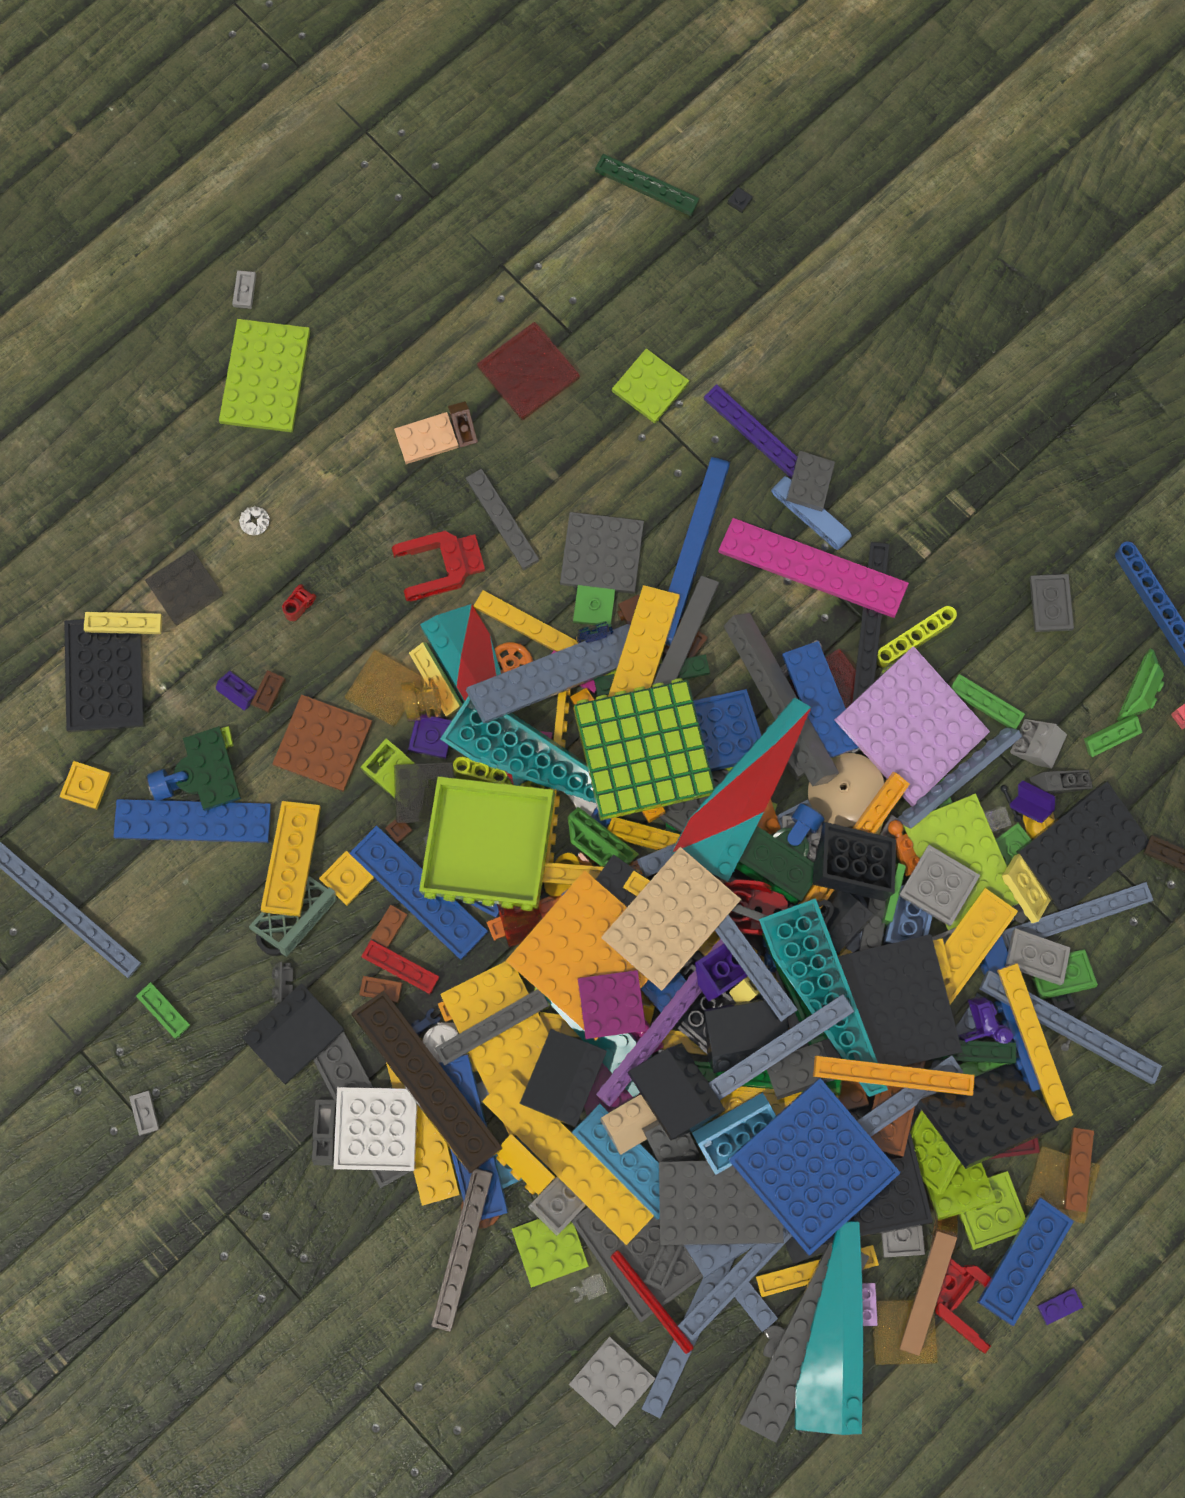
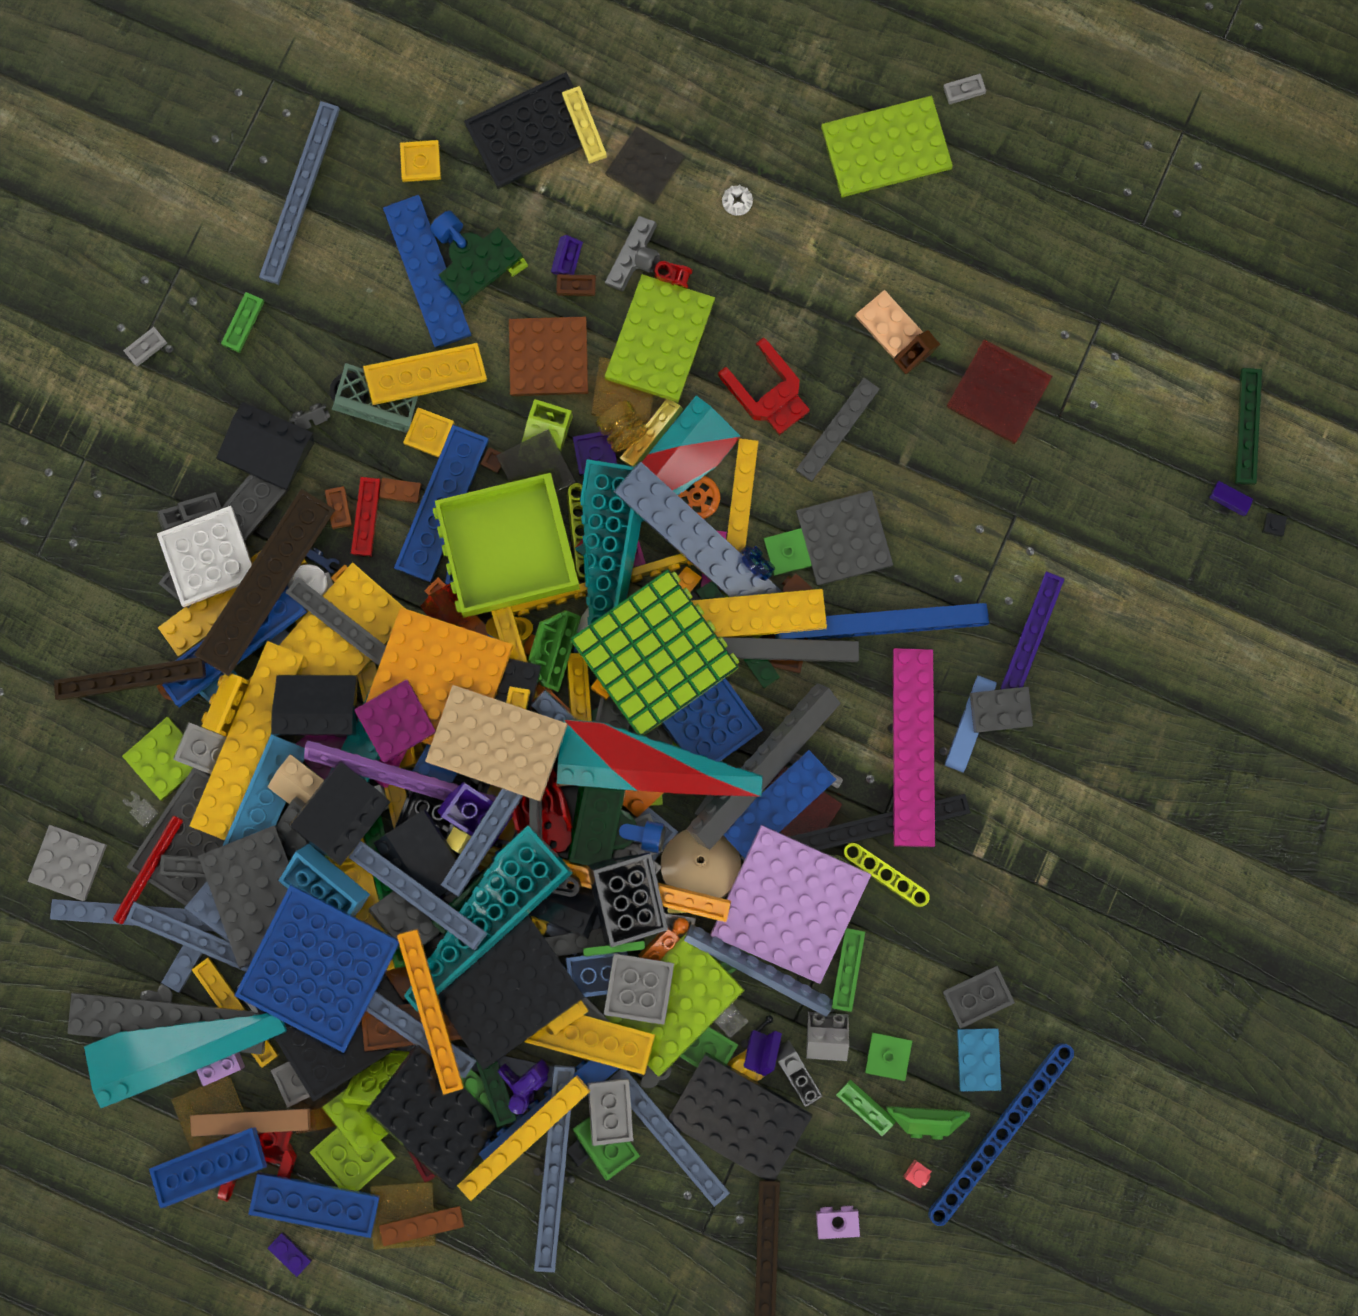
camera: 70 degrees right, 5 degrees up
(264, 629) = (634, 255): none -> dark grey plate
(351, 637) = (659, 338): none -> lime plate
(650, 386) = (1036, 515): lime plate -> none
(703, 224) = (1231, 498): none -> dark purple slope
(955, 1350) = (208, 1167): none -> blue plate
(1026, 888) = (672, 1075): light yellow plate -> none
(1074, 699) = (888, 1056): none -> bright green plate
(1105, 625) = (979, 1059): none -> dark azure plate

